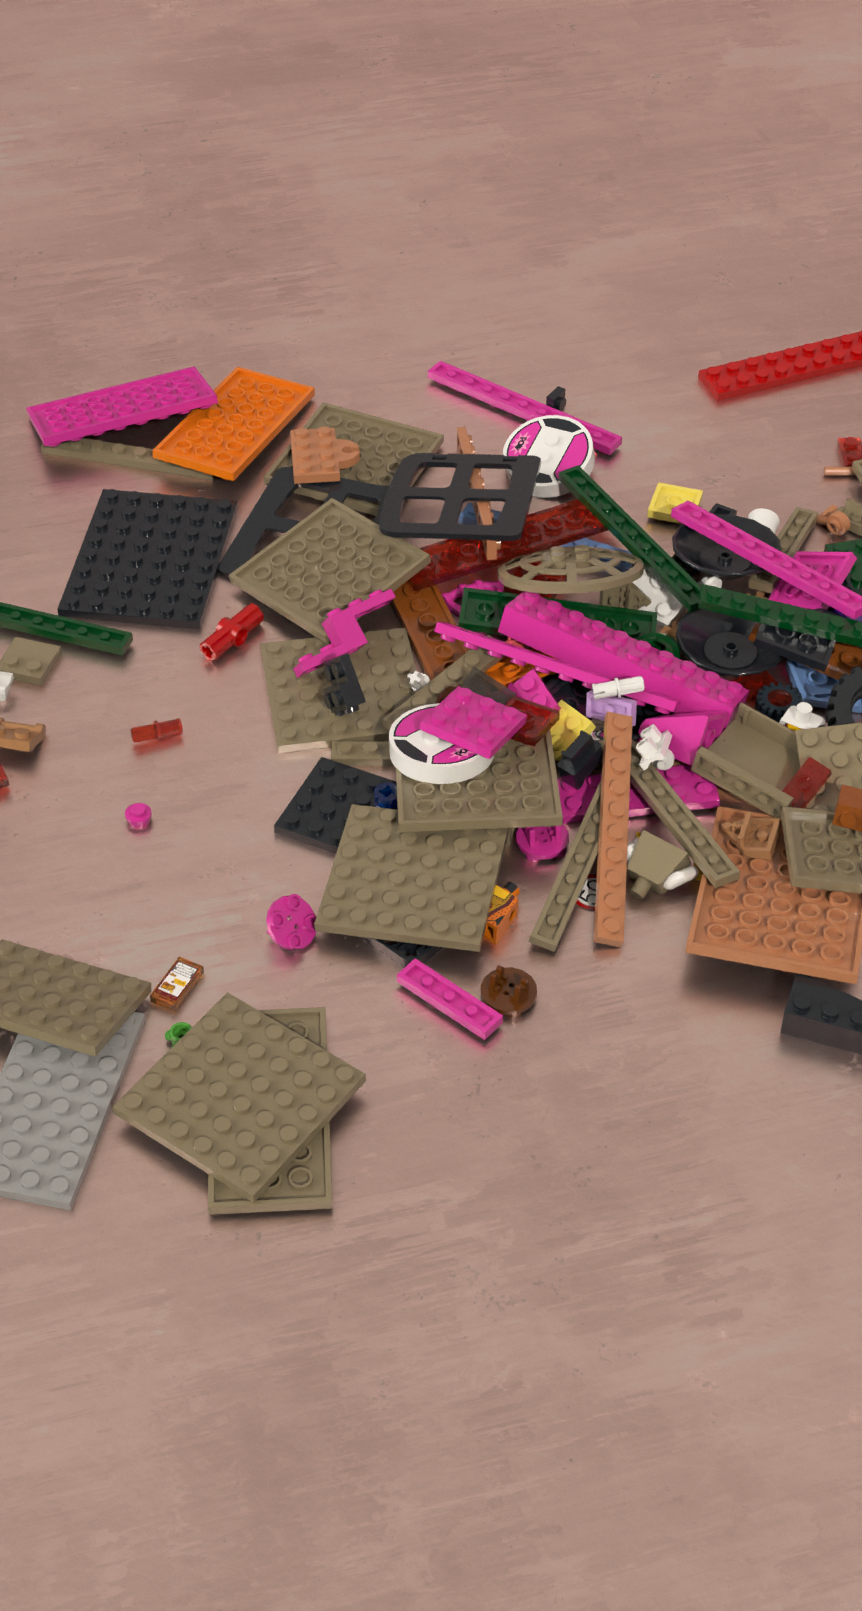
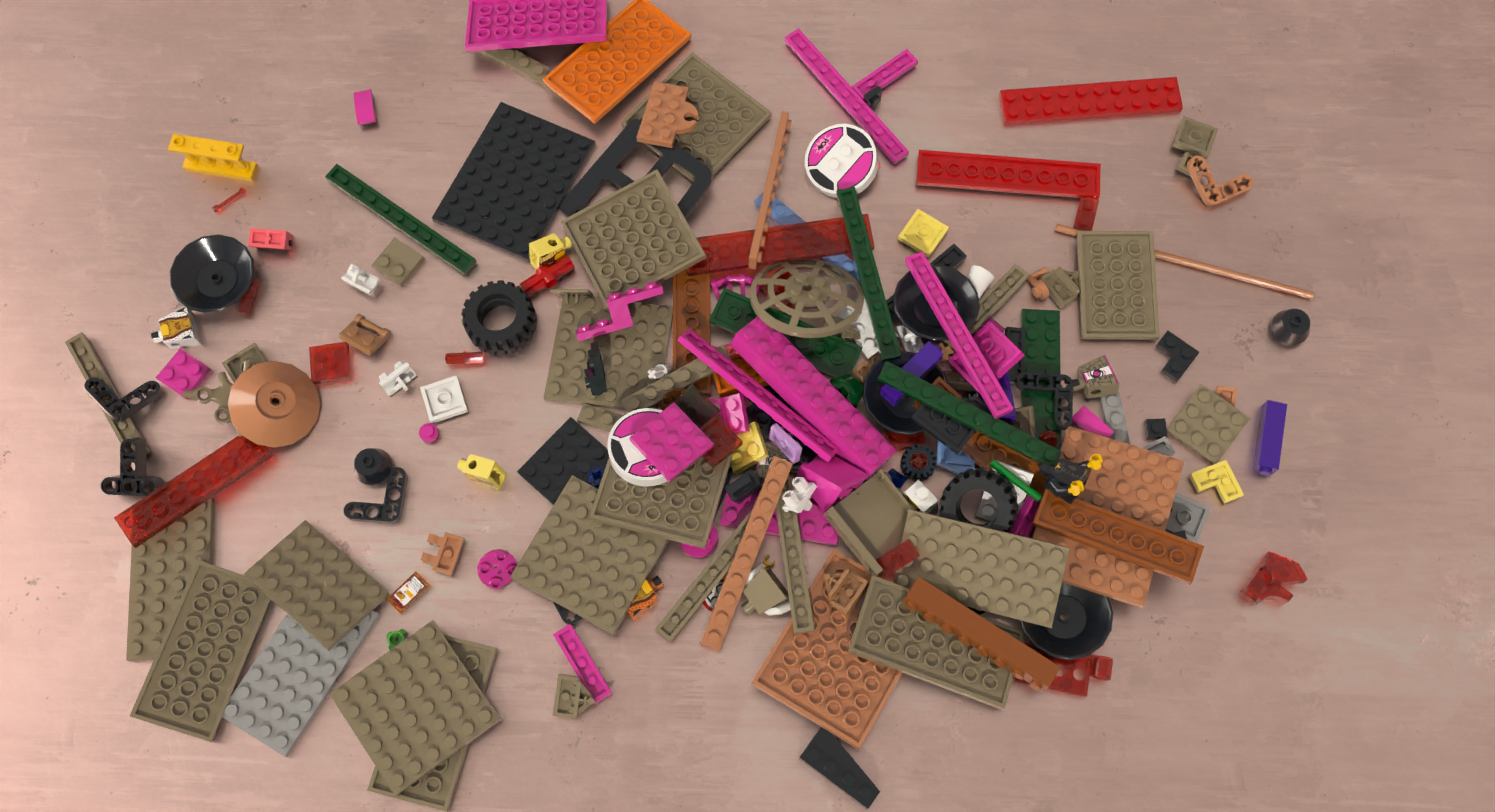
camera: 20 degrees right, 25 degrees up
(75, 768) = (397, 379): none -> white hips
(75, 860) = (372, 466): none -> black cone
(106, 905) = (383, 509): none -> black beam
(145, 776) = (444, 399): none -> white plate
(182, 657) = (493, 296): none -> black tyre
(216, 929) = (447, 555): none -> nougat plate
(222, 601) = (547, 250): none -> light yellow torso
(230, 829) = (483, 471): none -> light yellow torso
(272, 631) = (560, 292): none -> dark tan piece
(451, 1034) = (571, 696): none -> dark tan slope
(508, 525) = (749, 197): black window -> none
(518, 998) = (632, 675): reddish brown plate -> none
(564, 377) = (886, 73): none -> dark pink plate
(618, 687) = (791, 434): white axle -> none
(722, 628) = (919, 366): none -> dark purple brick
(744, 436) = (1008, 174): none -> red plate

